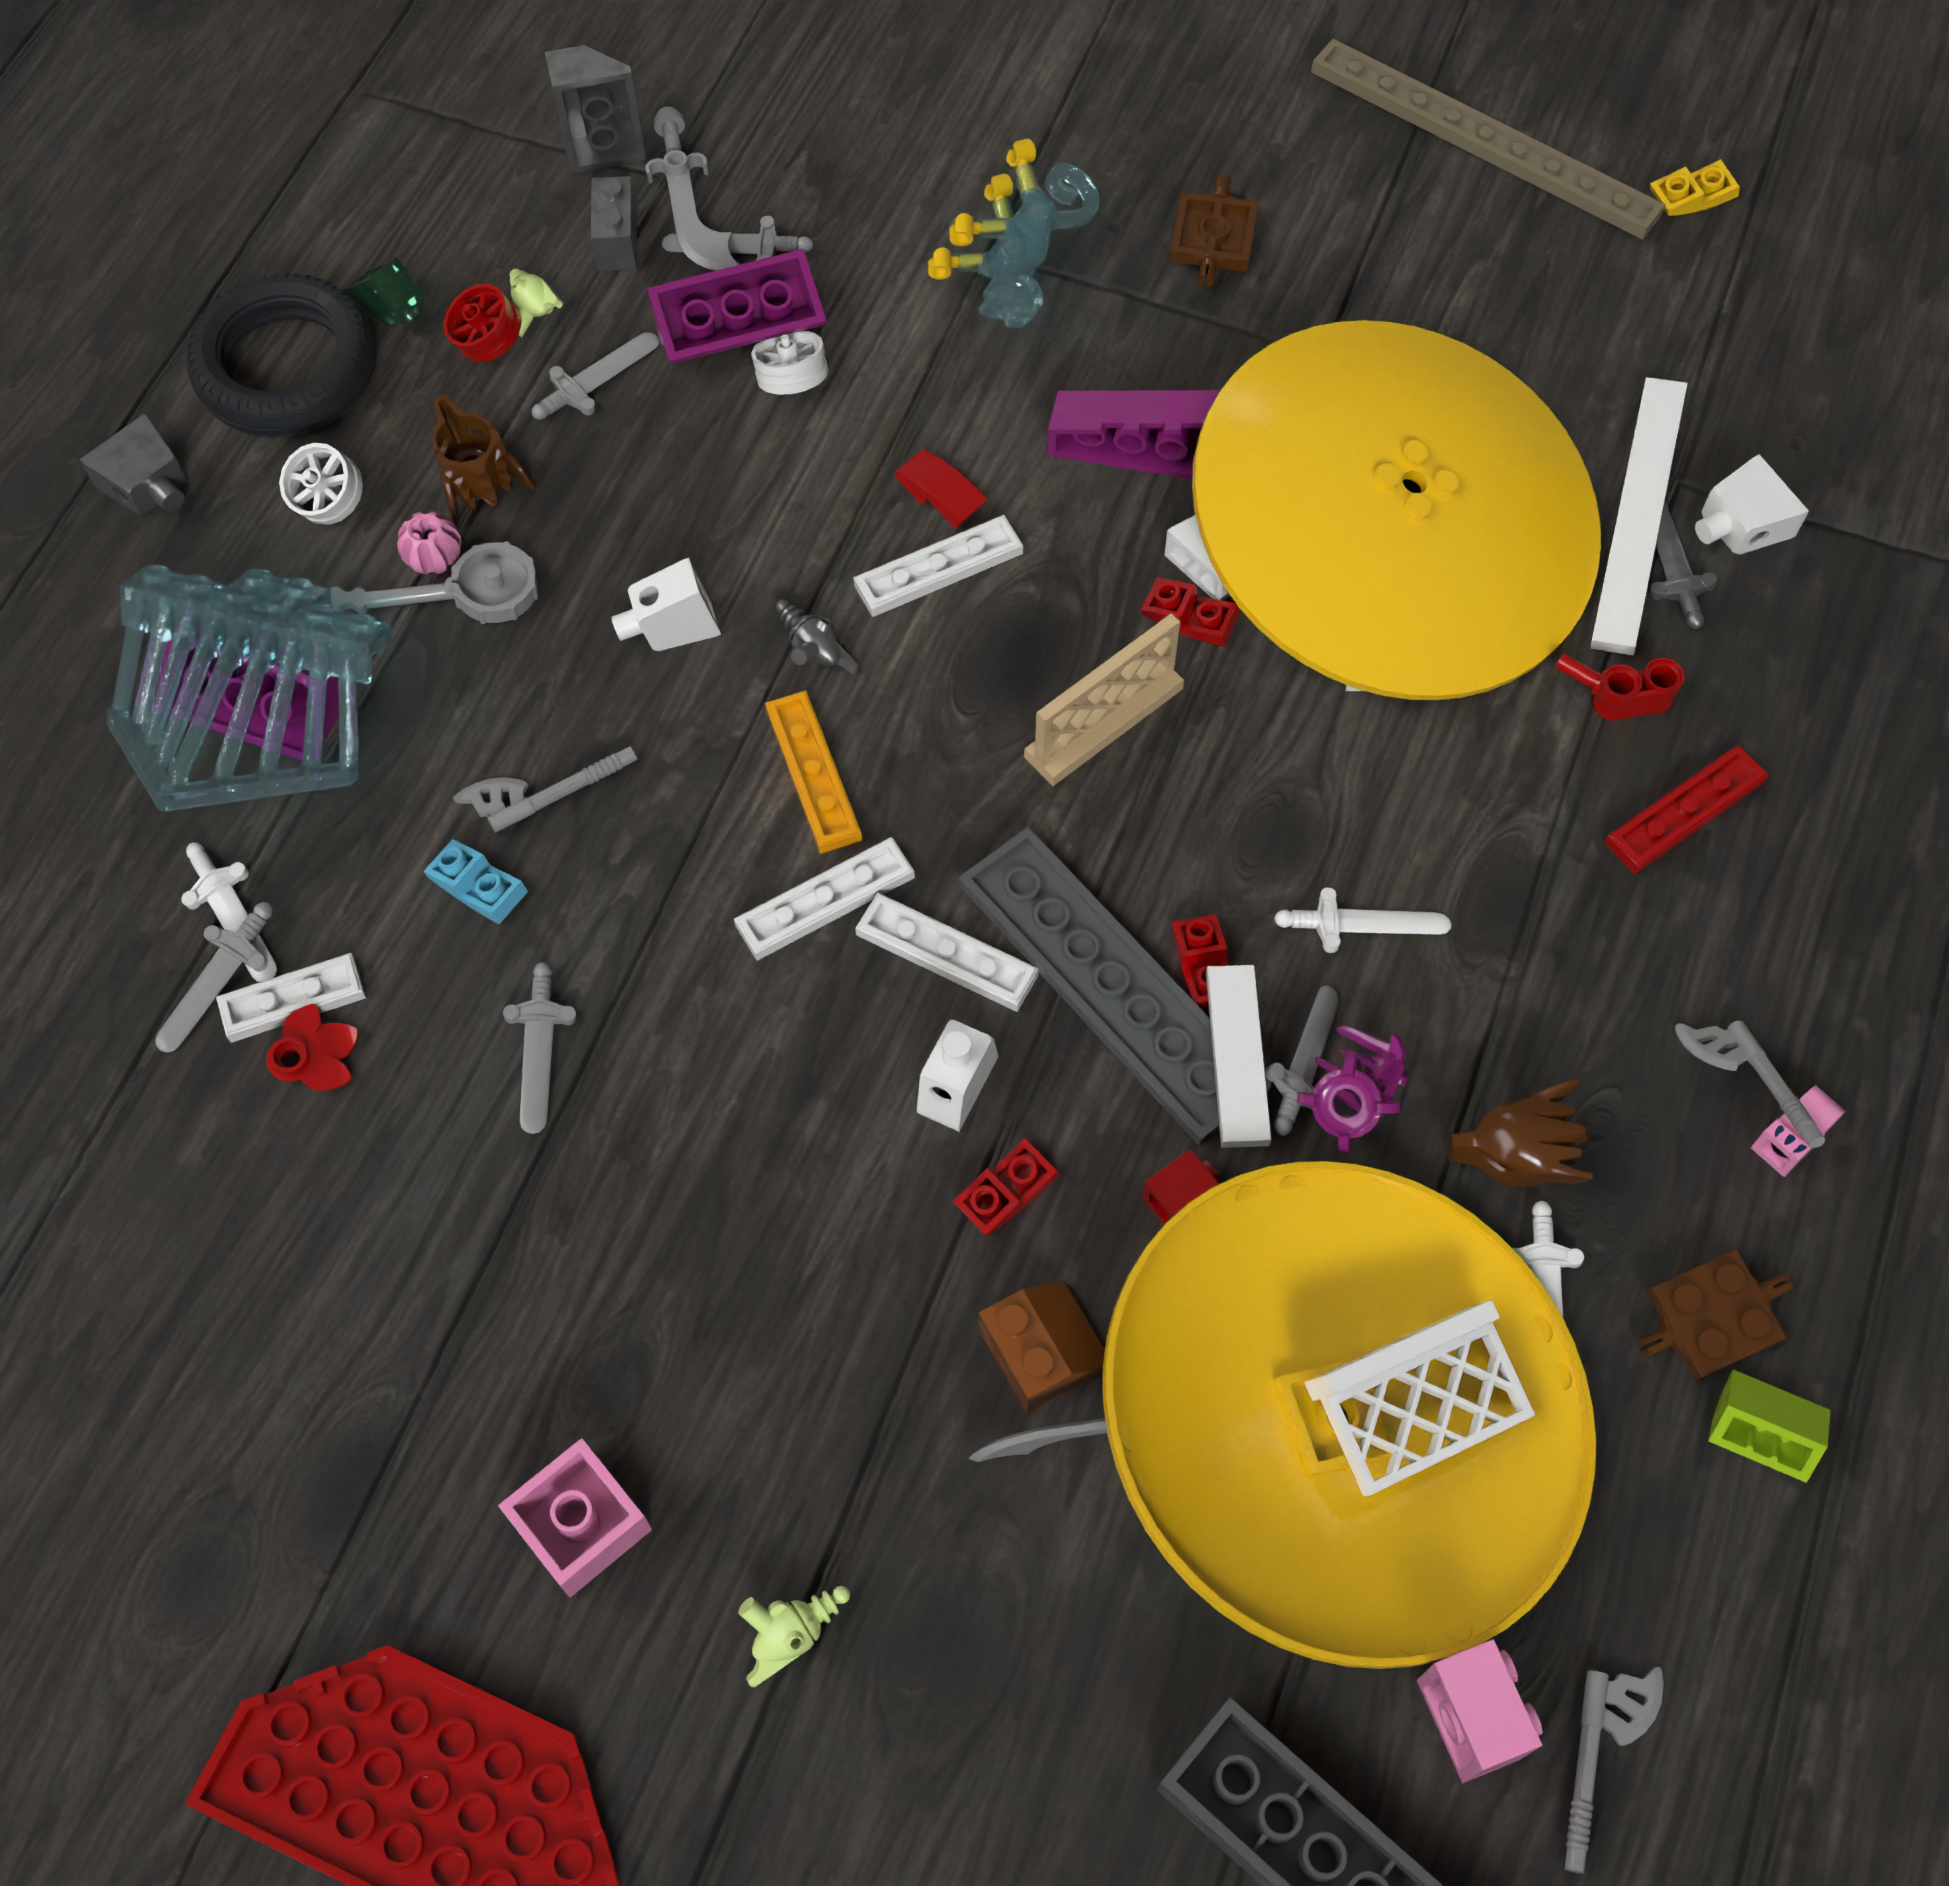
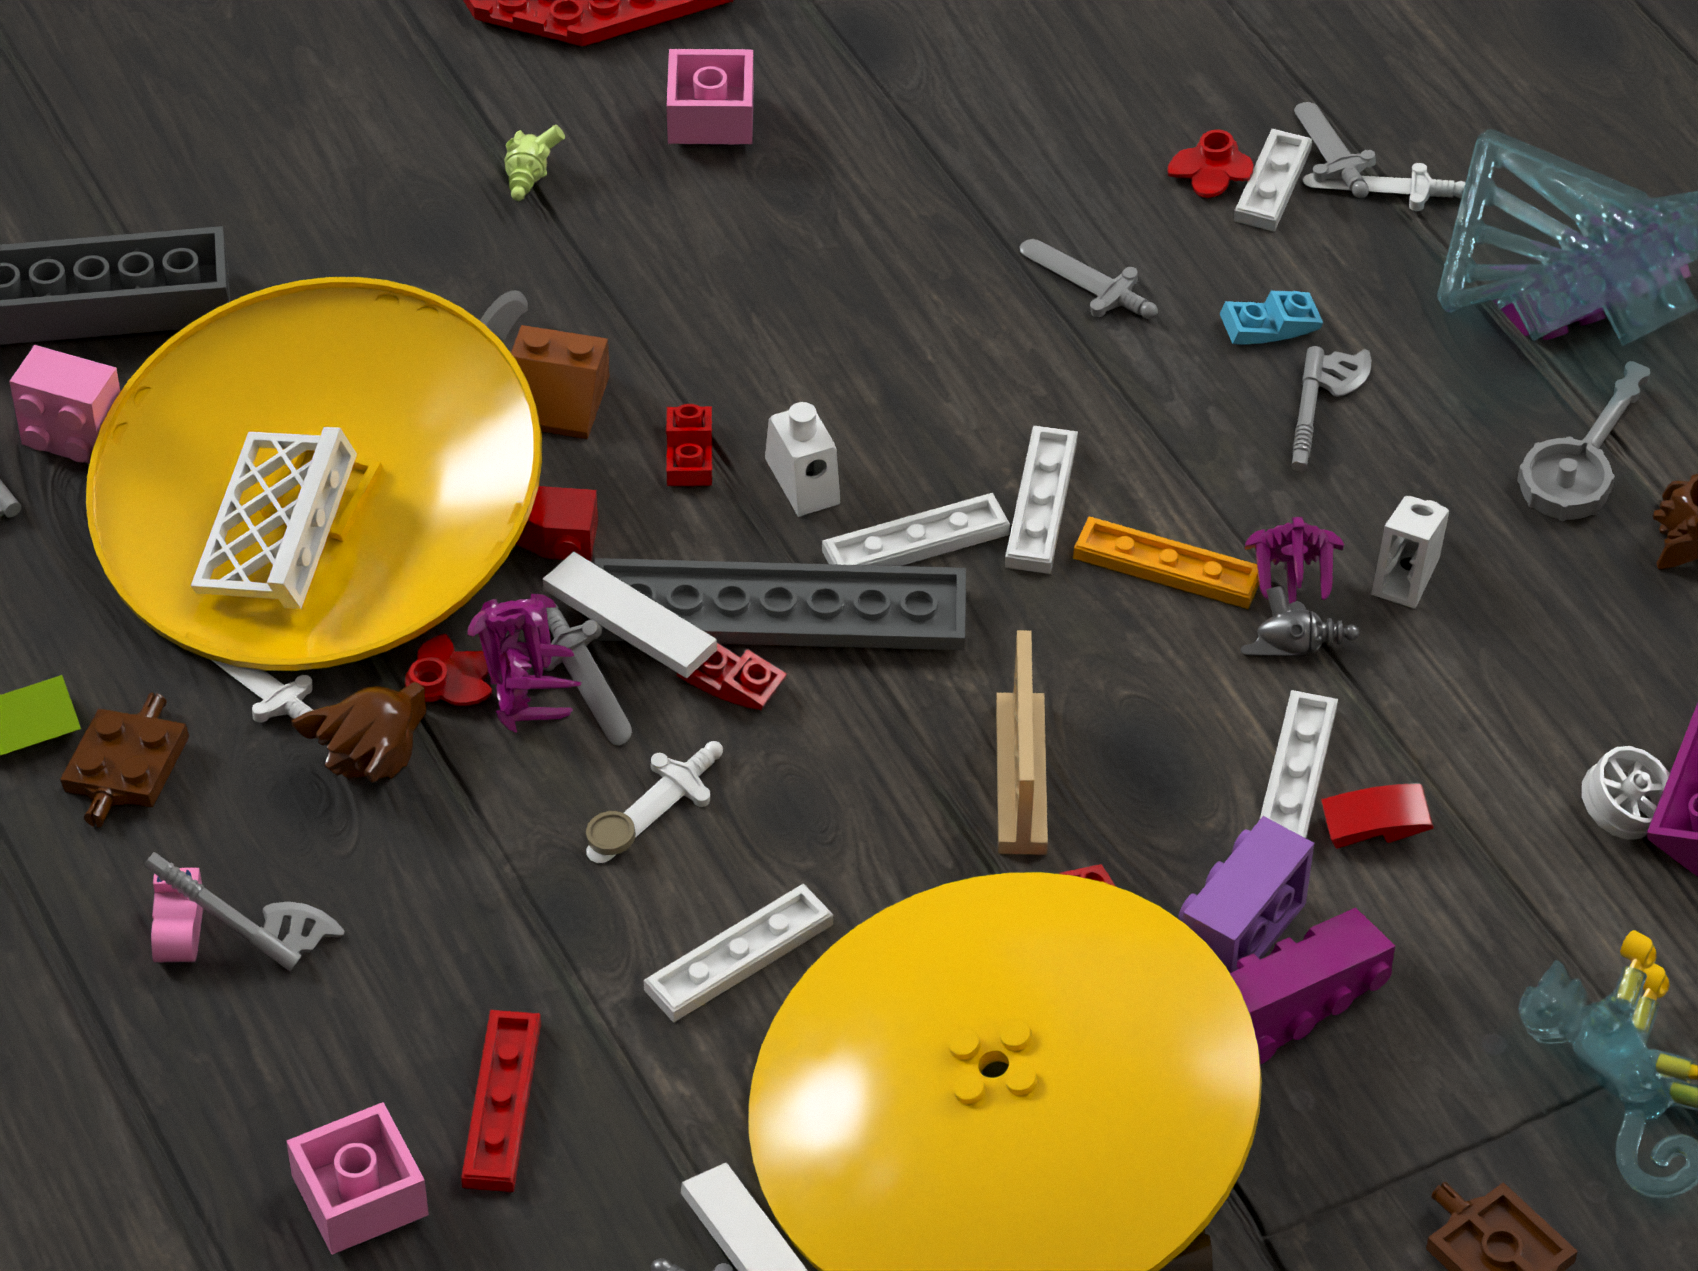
camera: 130 degrees right, 15 degrees down
(429, 542) = (1642, 449): bright pink piece -> none
(762, 680) = (1292, 545): none -> magenta piece
(1111, 484) = (1252, 893): none -> medium lavender brick
(1400, 1147) = (450, 673): none -> red plate
(1423, 921) = (610, 833): none -> dark tan piece
(1428, 767) = (738, 952): none -> white tile
(1637, 689) = (645, 1148): red beam -> none
(1852, 813) = (357, 1178): none -> bright pink brick

